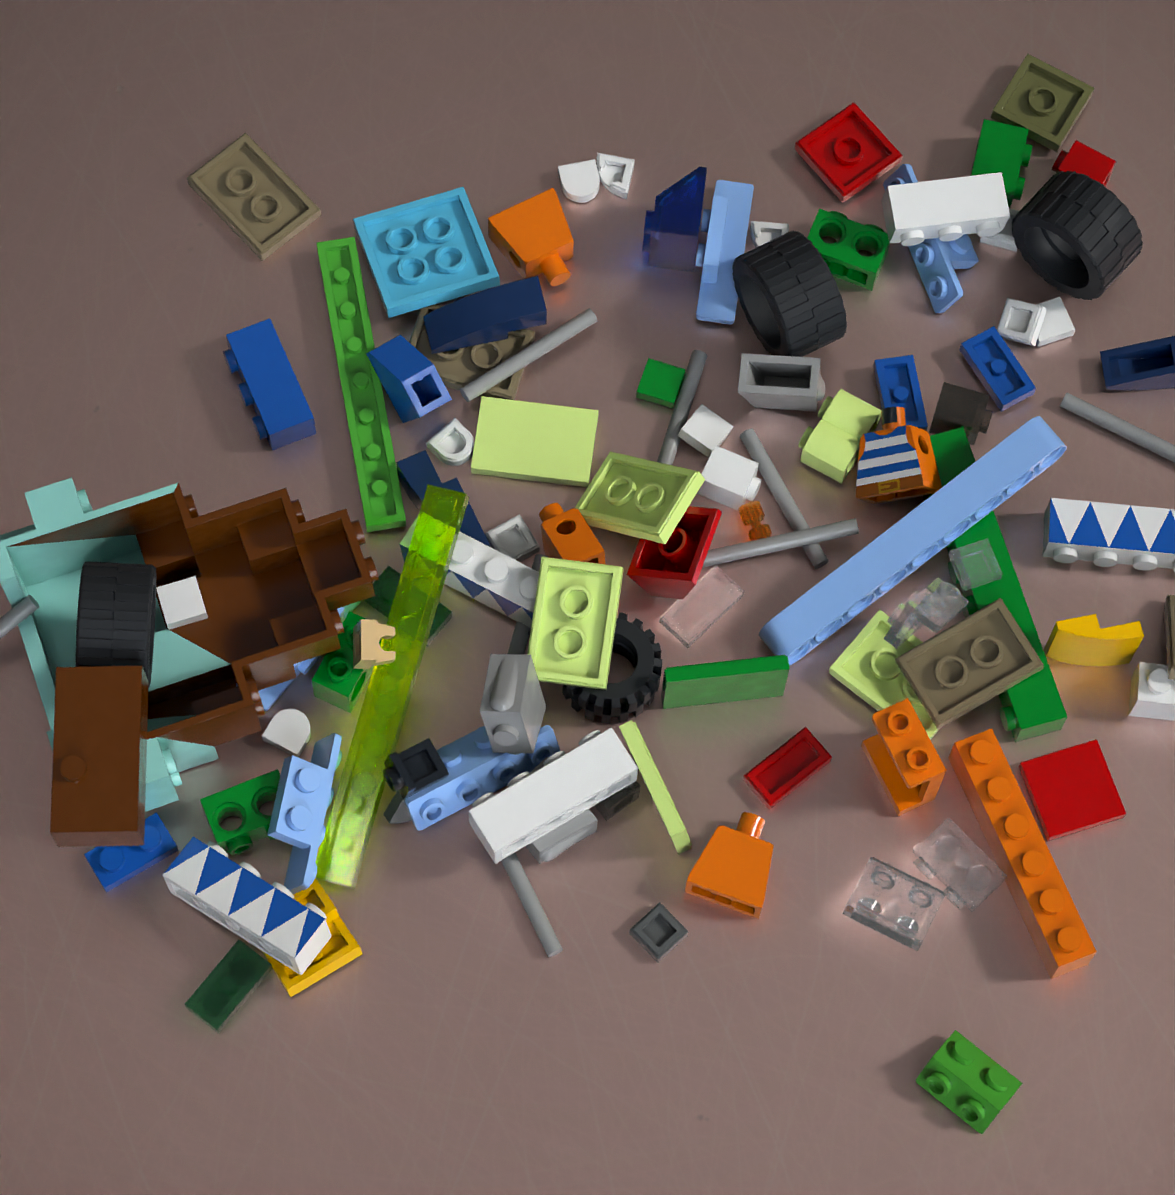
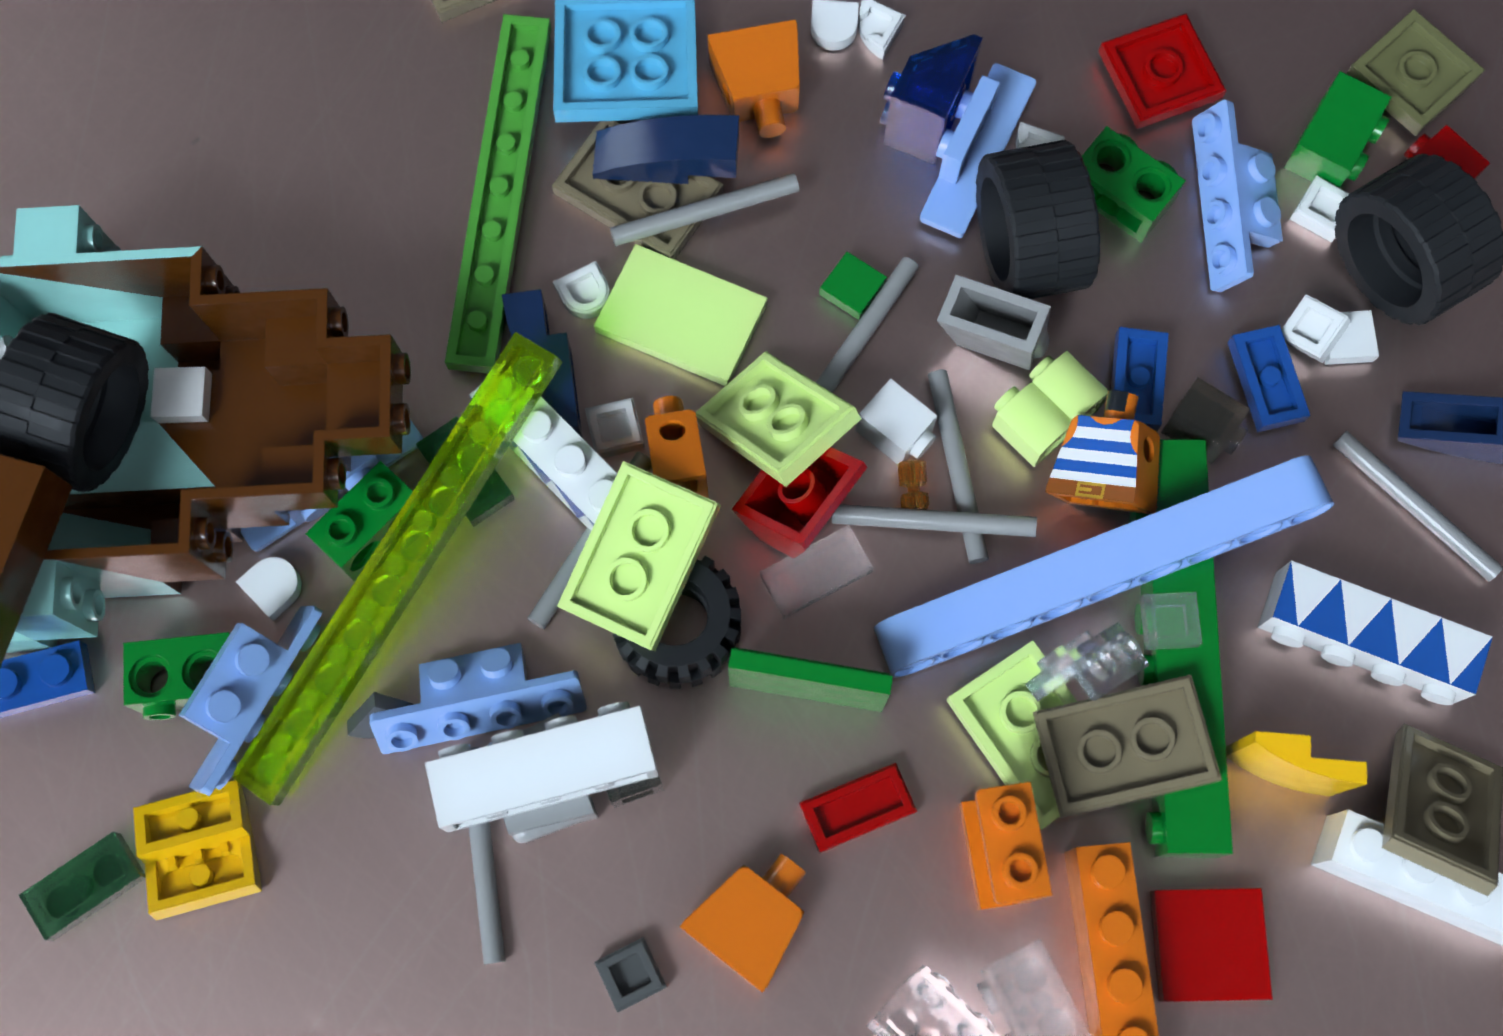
camera: 20 degrees right, 5 degrees up
(248, 905) = (133, 795): white brick -> none
(269, 385) = (392, 164): blue brick -> none
(366, 644) = (376, 511): tan tile -> none
(408, 378) = (550, 198): blue slope -> none
(414, 769) = (386, 682): black bracket -> none
(512, 704) = (529, 637): light grey torso -> none
(656, 786) = (679, 792): yellowish green tile -> none
(705, 430) = (887, 356): white tile -> none
(945, 208) = (1263, 164): white brick -> none

